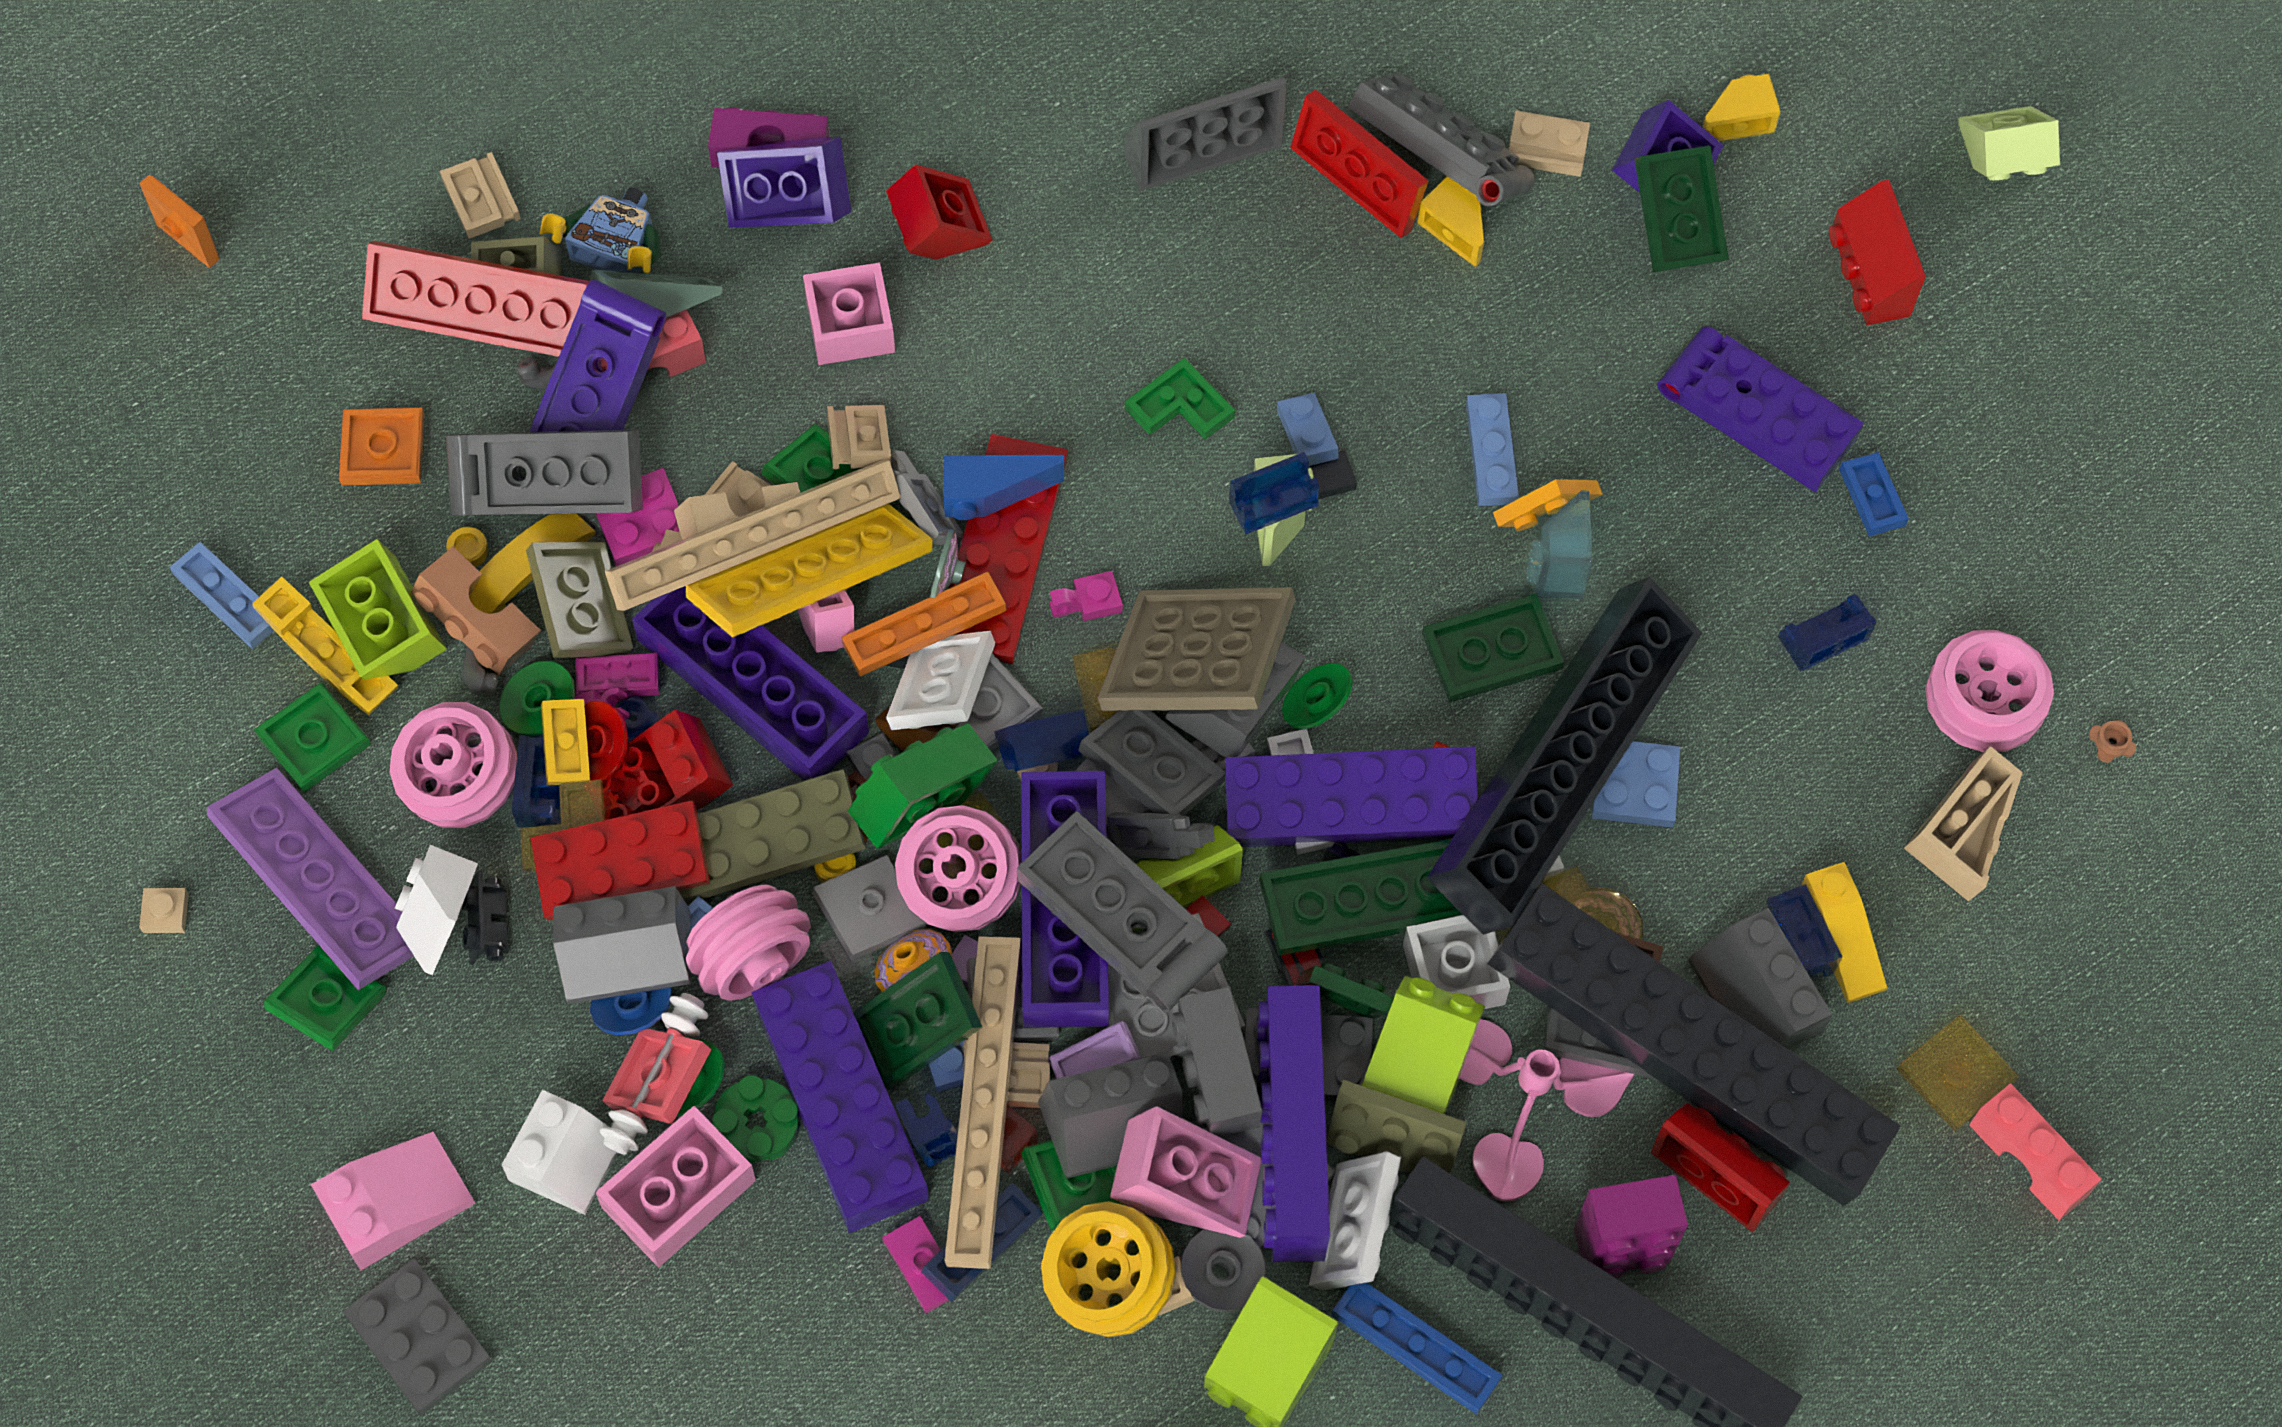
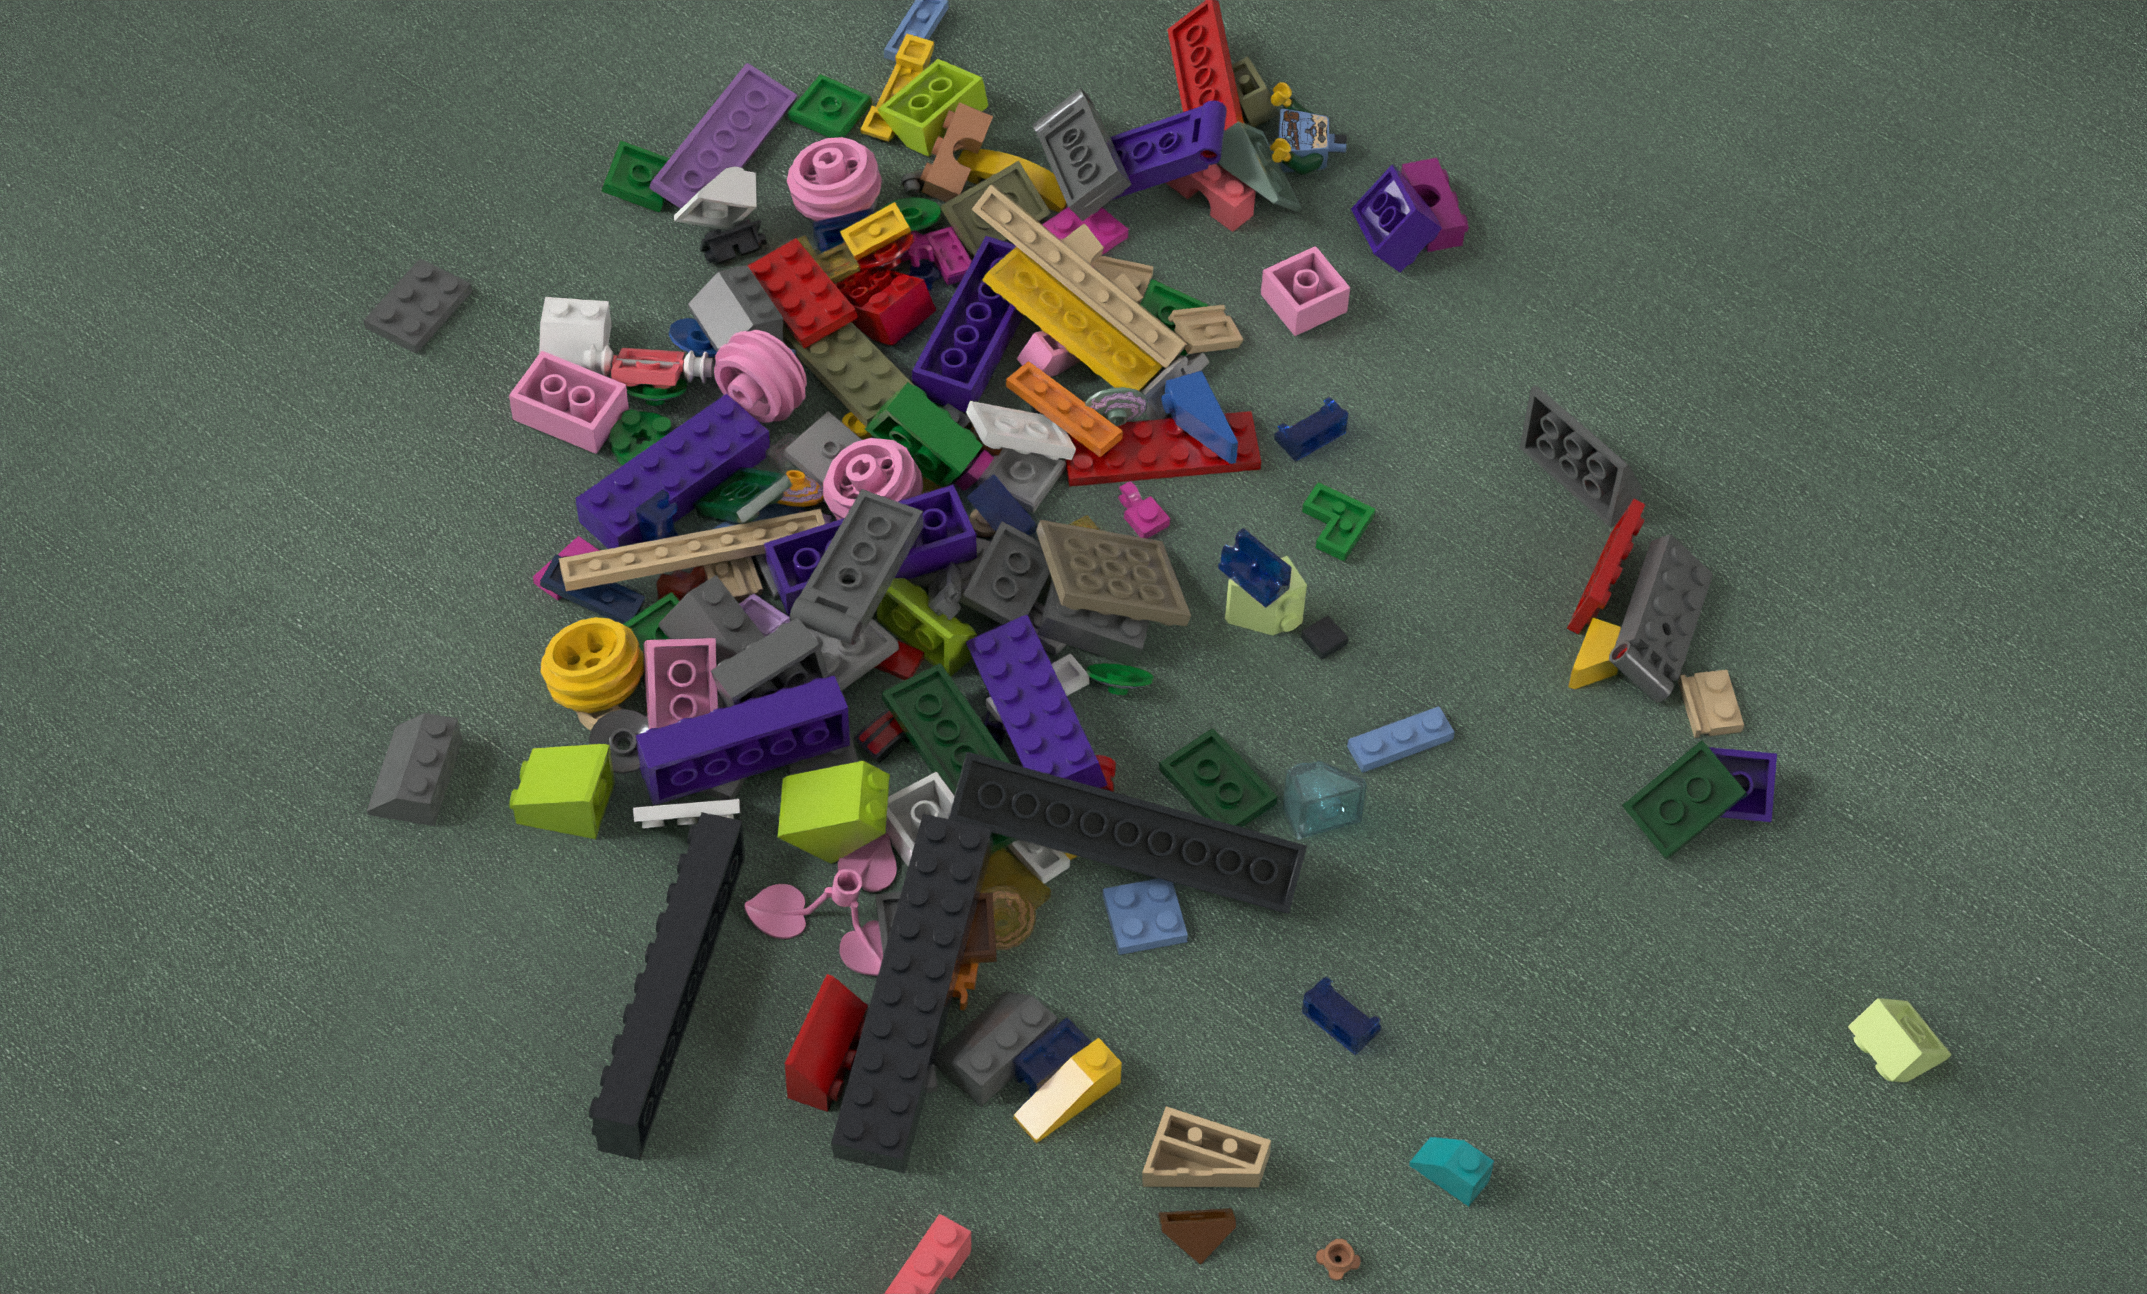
camera: 70 degrees right, 10 degrees down
(164, 910) = (672, 77): tan plate -> none
(381, 446) = (1069, 69): orange plate -> none
(392, 1197) = (507, 256): bright pink slope -> none
(469, 543) = (1016, 143): yellow tile -> none
(479, 195) = (1299, 58): tan plate -> none
(937, 213) = (1424, 322): red slope -> none
(1040, 381) = (1313, 431): none -> clear blue hinge
(1307, 428) = (1353, 608): medium blue plate -> none
(1361, 997) = (866, 736): dark green plate -> none
(1376, 1123) = (767, 816): olive plate -> none
(1417, 1345) = (609, 886): blue plate -> none
(1546, 499) = (1376, 798): light orange plate -> none
(1632, 1225) = (739, 982): magenta brick -> none
(1744, 109) = (1816, 827): yellow slope -> none
(1775, 415) = (1528, 926): dark purple hinge -> none
(1873, 494) = (1489, 1019): blue plate -> none
(1878, 255) = (1719, 961): red slope -> none
(1957, 1072) = (980, 1204): clear yellow plate -> none
(1980, 723) = (1325, 1167): bright pink wheel -> none
(2040, 592) = (1454, 1167): none -> teal slope
(2041, 860) = (1198, 1230): none -> reddish brown slope

